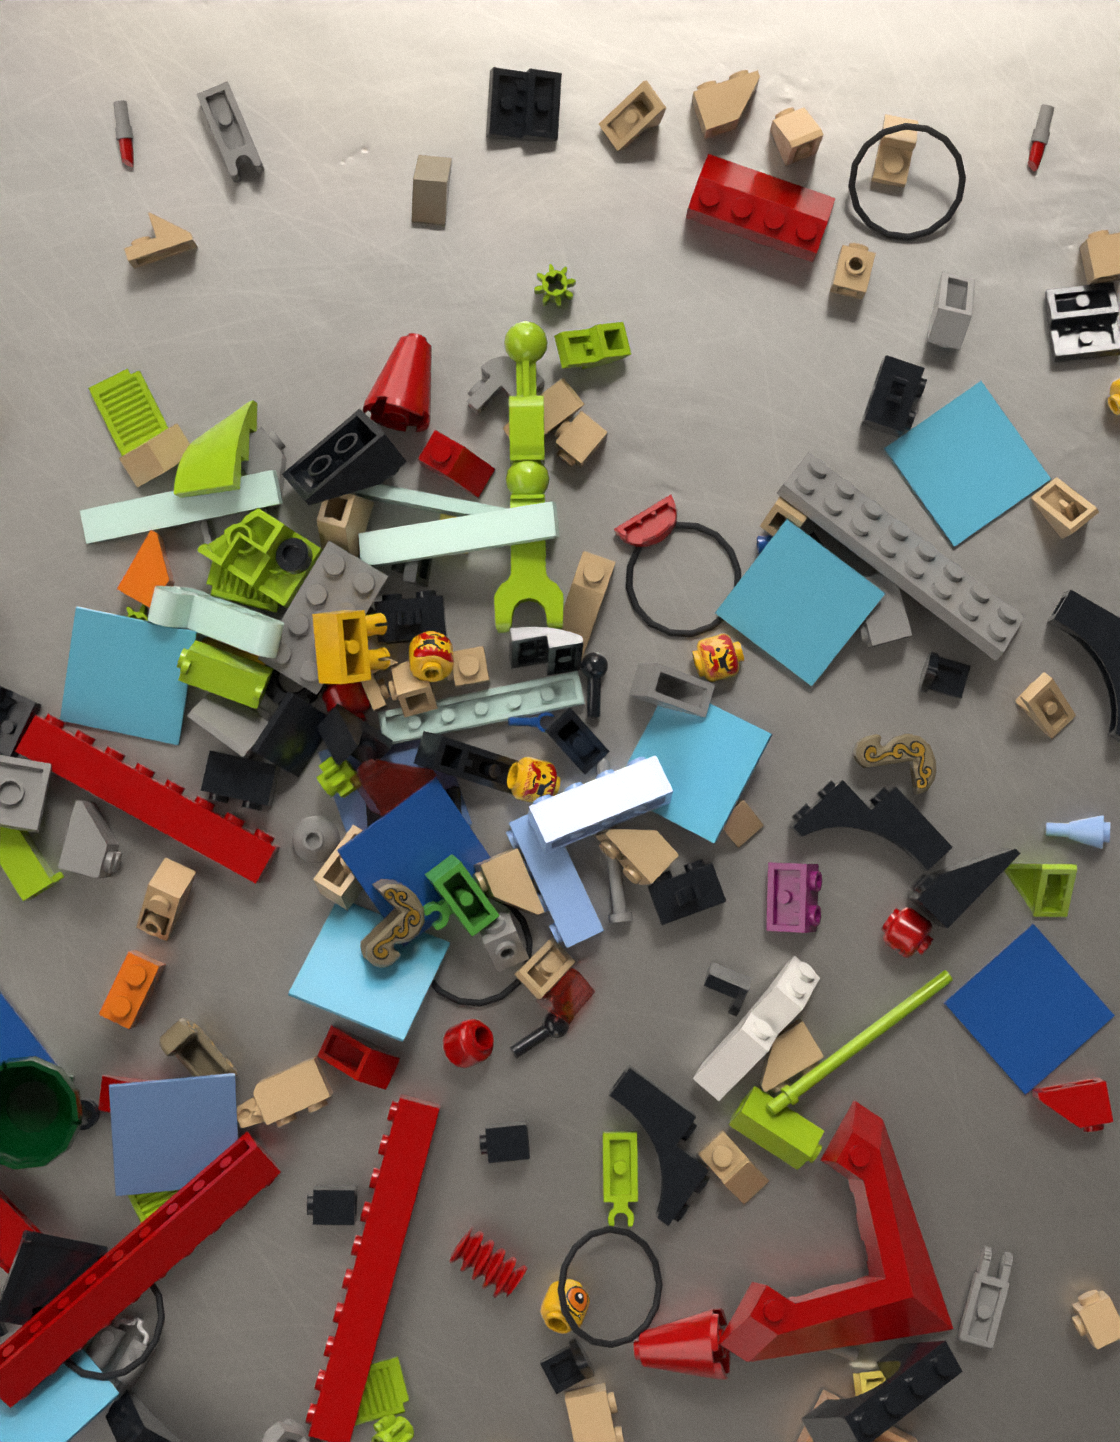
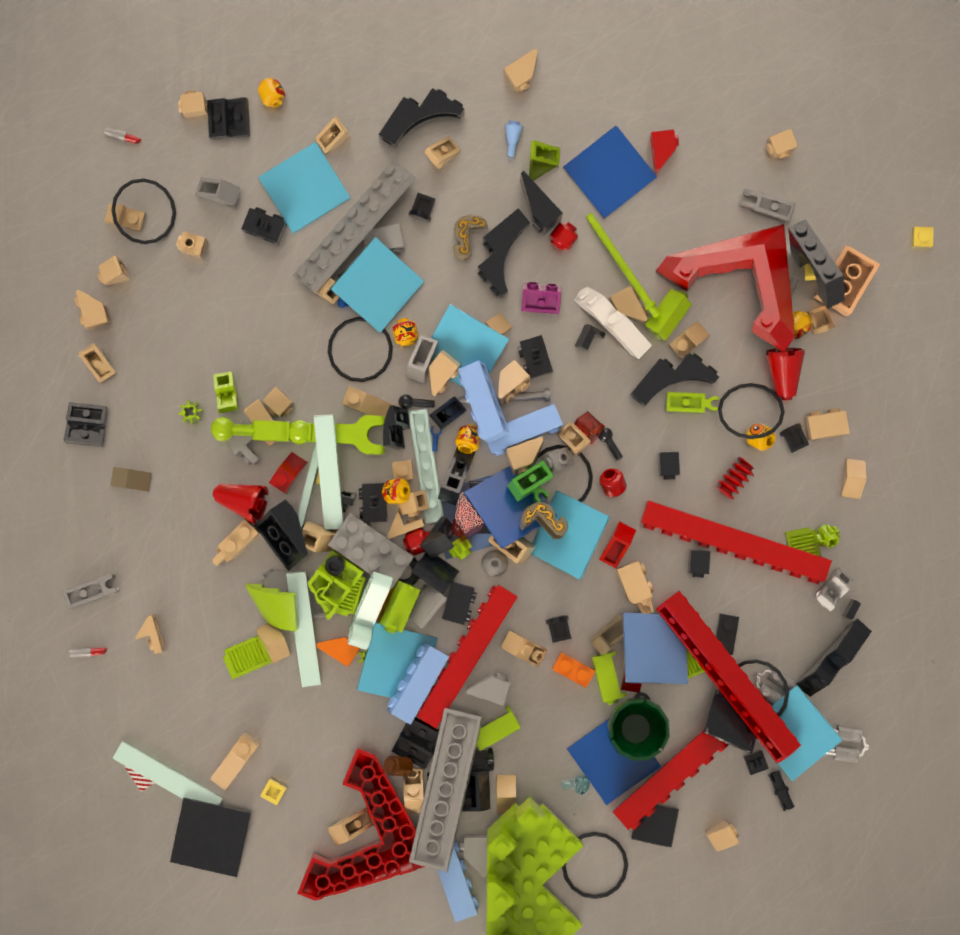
camera: 85 degrees left, 0 degrees up
(93, 713) = (417, 683): none -> light blue brick
(119, 1051) = (607, 678): none -> lime brick
(205, 960) = (559, 628): none -> black tile
(214, 1261) = (727, 631): none -> black plate
(327, 379) = (235, 542): none -> tan hinge
(343, 646) = (388, 538): yellow brick -> none
(650, 525) = (329, 366): tile -> none
(652, 725) = (441, 371): none -> tan slope
(760, 208) = (152, 294): red slope -> none
(774, 1372) = (802, 324): none -> yellow head
(782, 1404) = (821, 320): none -> tan tile

